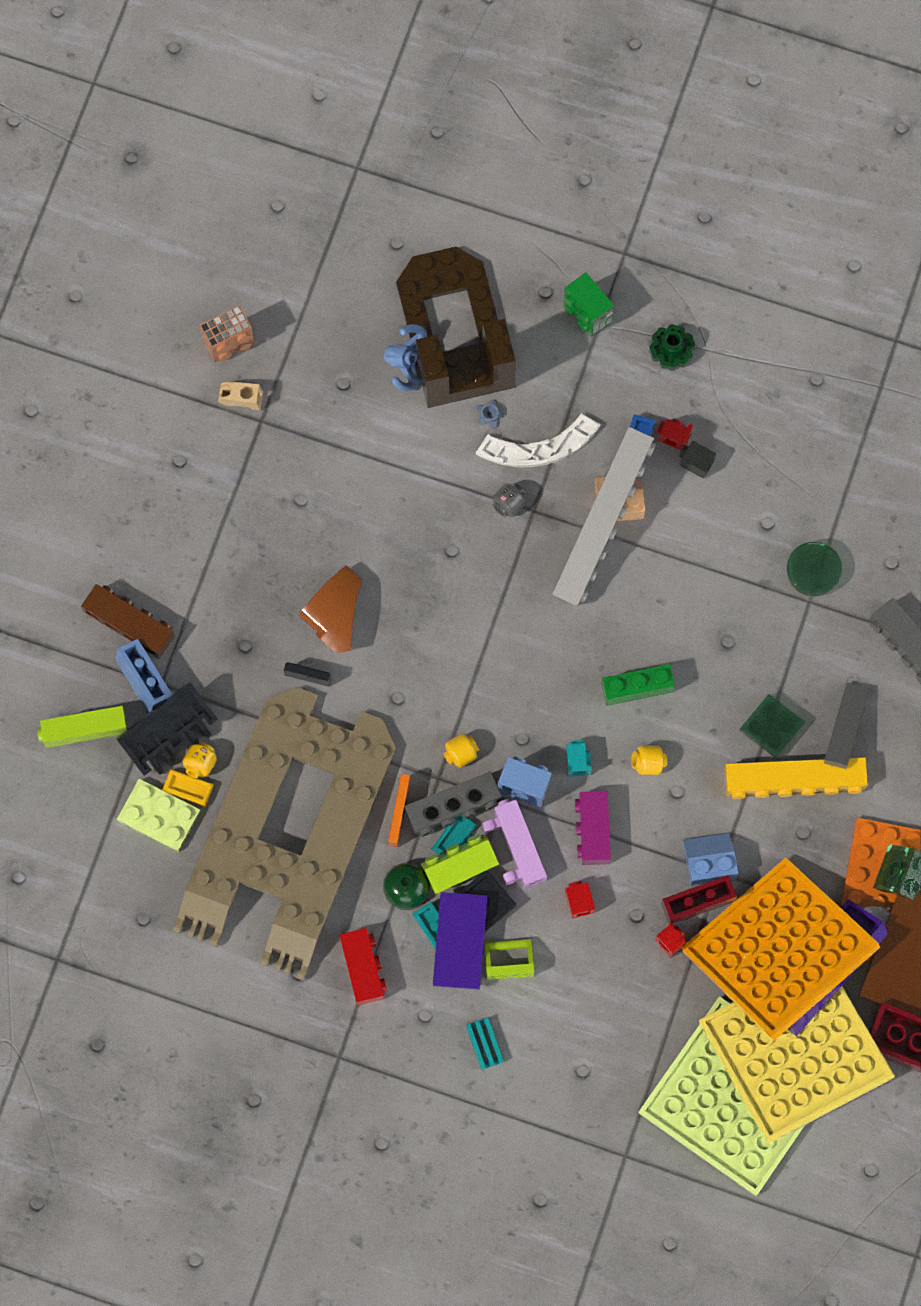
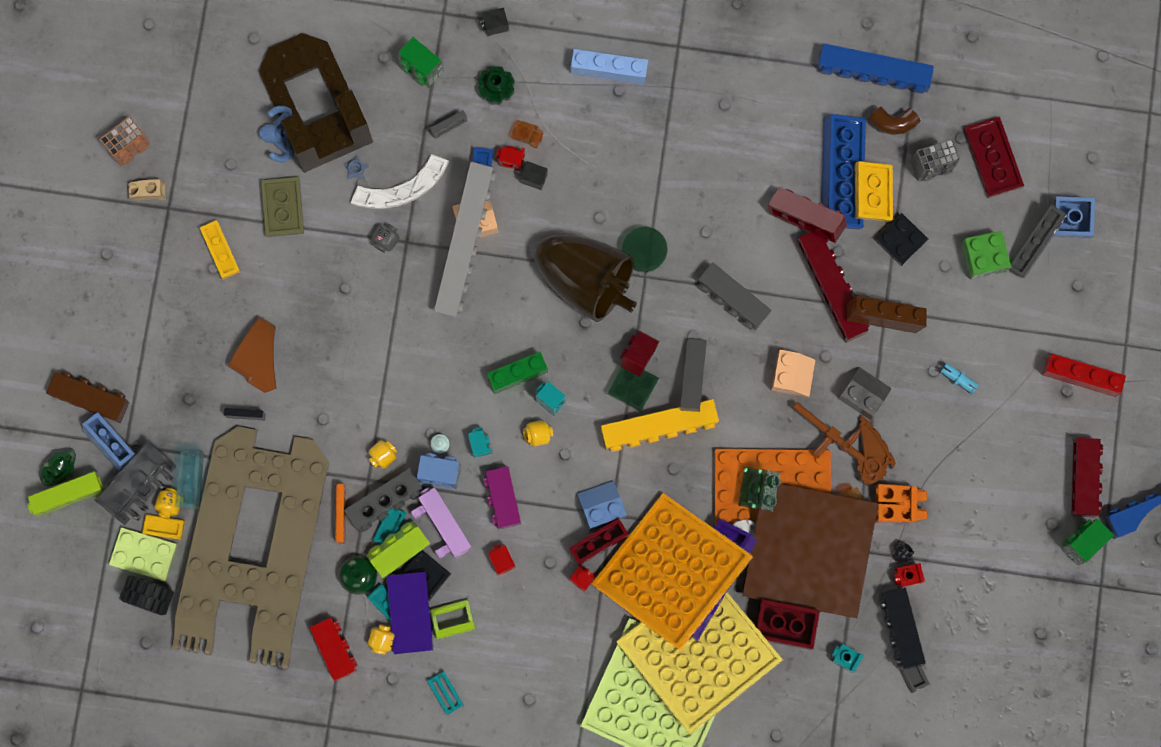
camera: 15 degrees left, 5 degrees up
(78, 695) = (58, 467): none -> dark green arm
(156, 861) = (146, 595): none -> black tyre
(230, 737) = (190, 479): none -> clear light blue brick
(313, 479) = (220, 249): none -> yellow plate
(395, 443) = (282, 207): none -> olive plate
(420, 965) = (381, 639): none -> yellow head
(530, 751) = (440, 443): none -> light aqua plate
(608, 382) = (449, 124): none -> dark grey tile
(671, 720) = (550, 397): none -> teal brick
(683, 273) = (494, 22): none -> pearl dark grey brick
(699, 409) = (527, 133): none -> clear orange bracket
(741, 583) = (586, 273): none -> dark brown windscreen
(786, 688) = (639, 353): none -> dark red brick
(810, 349) = (609, 66): none -> light blue brick

